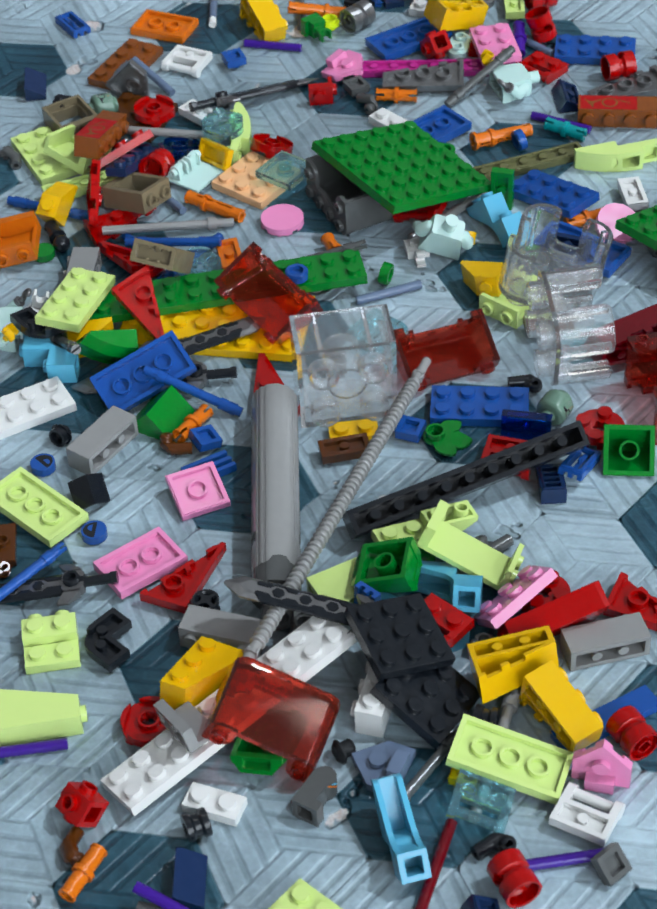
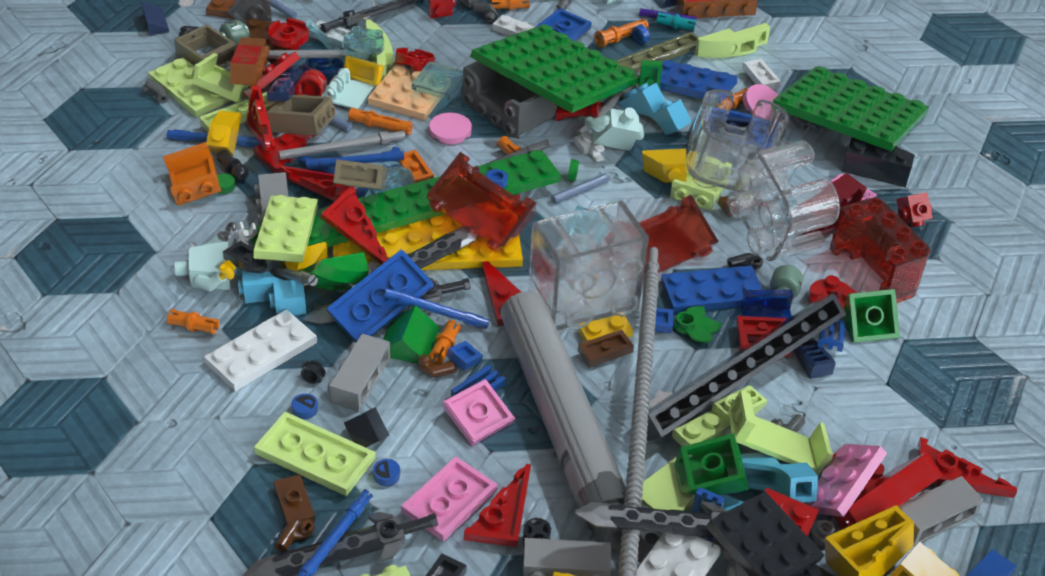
camera: 20 degrees left, 0 degrees up
(186, 114) = (321, 35): none -> clear light blue tile

